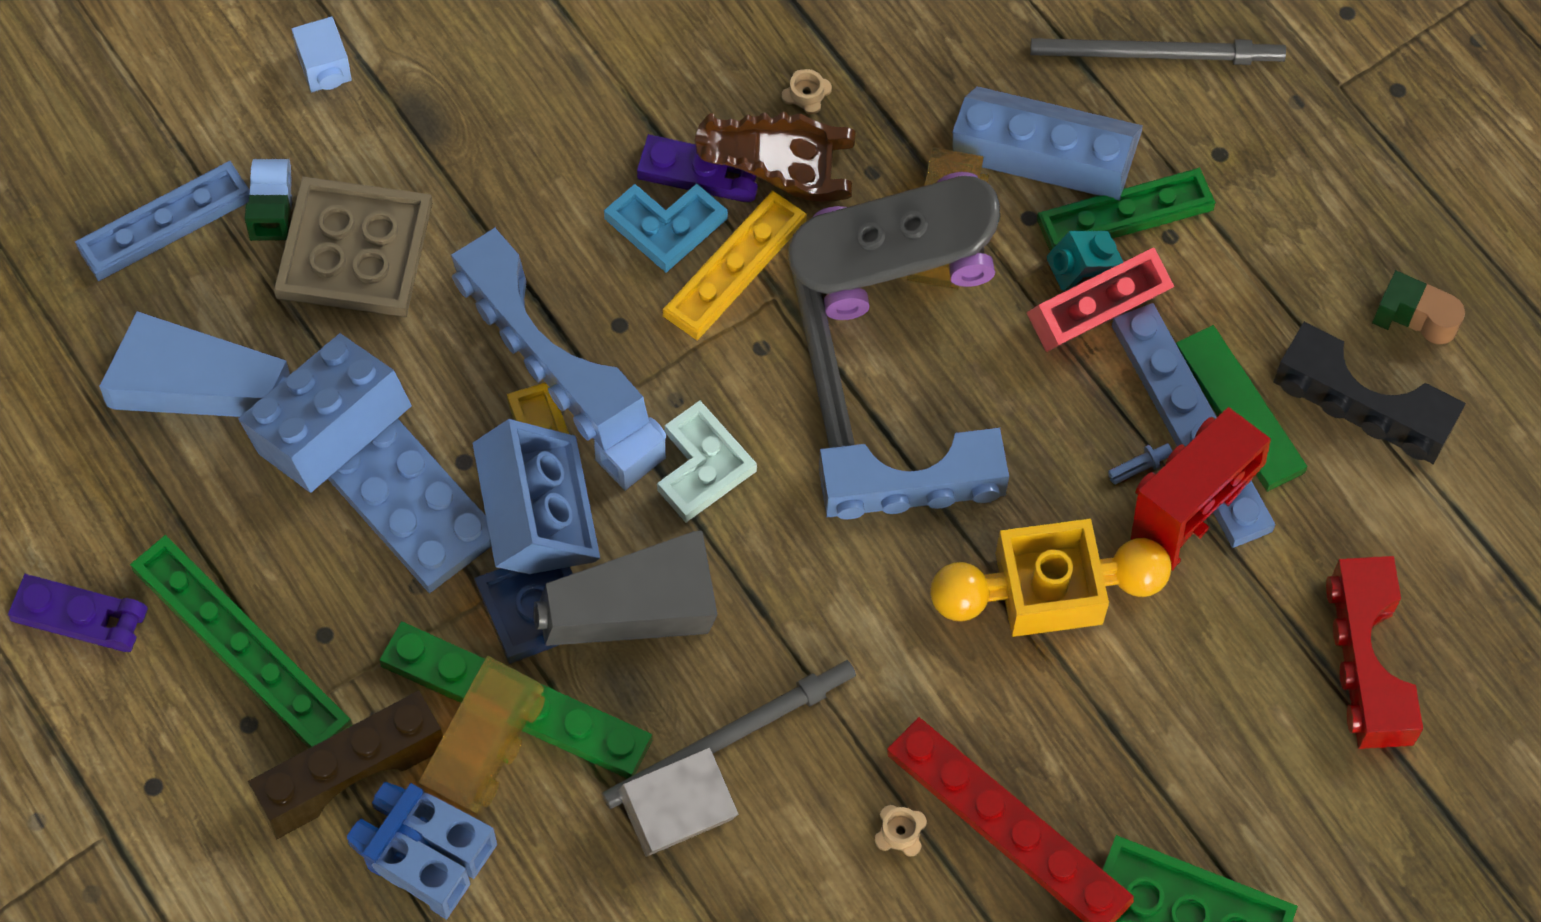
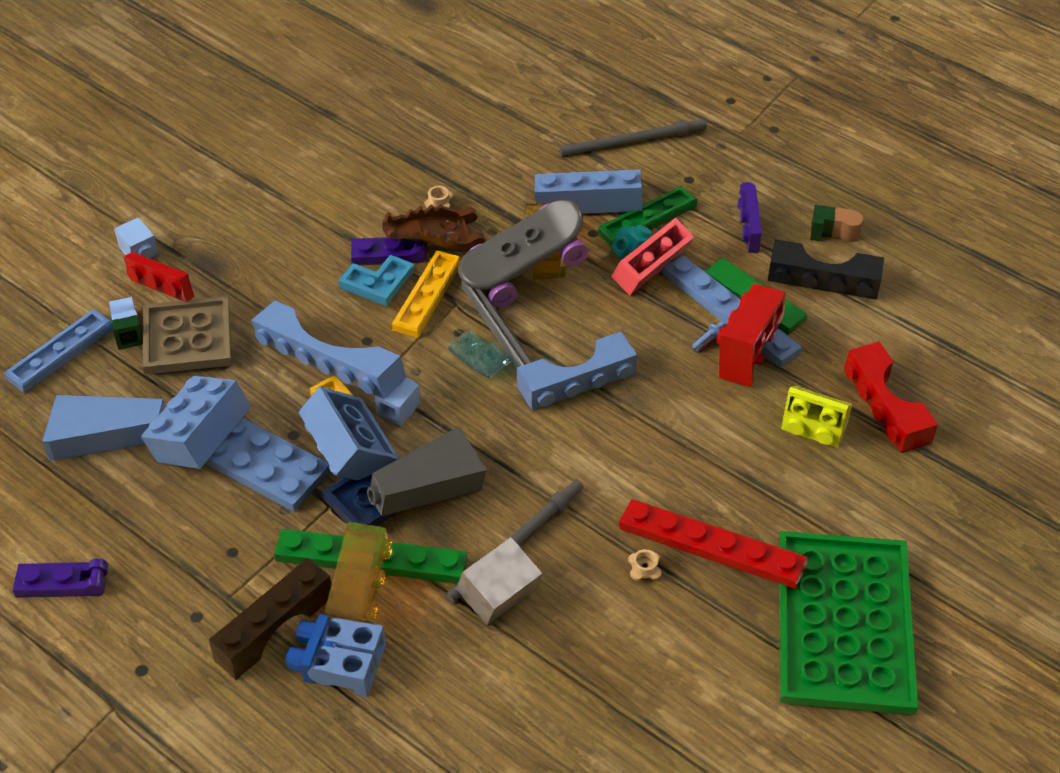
camera: 15 degrees left, 15 degrees down
(239, 643) = (175, 567): green plate -> none
(335, 135) = (158, 276): none -> red plate
(713, 464) = (450, 394): light aqua plate -> none
(777, 400) = (479, 356): none -> clear light blue slope
(1051, 578) = (682, 403): yellow brick -> none
(1246, 655) = (815, 416): none -> neon yellow slope
(1286, 259) = (750, 216): none -> dark purple plate

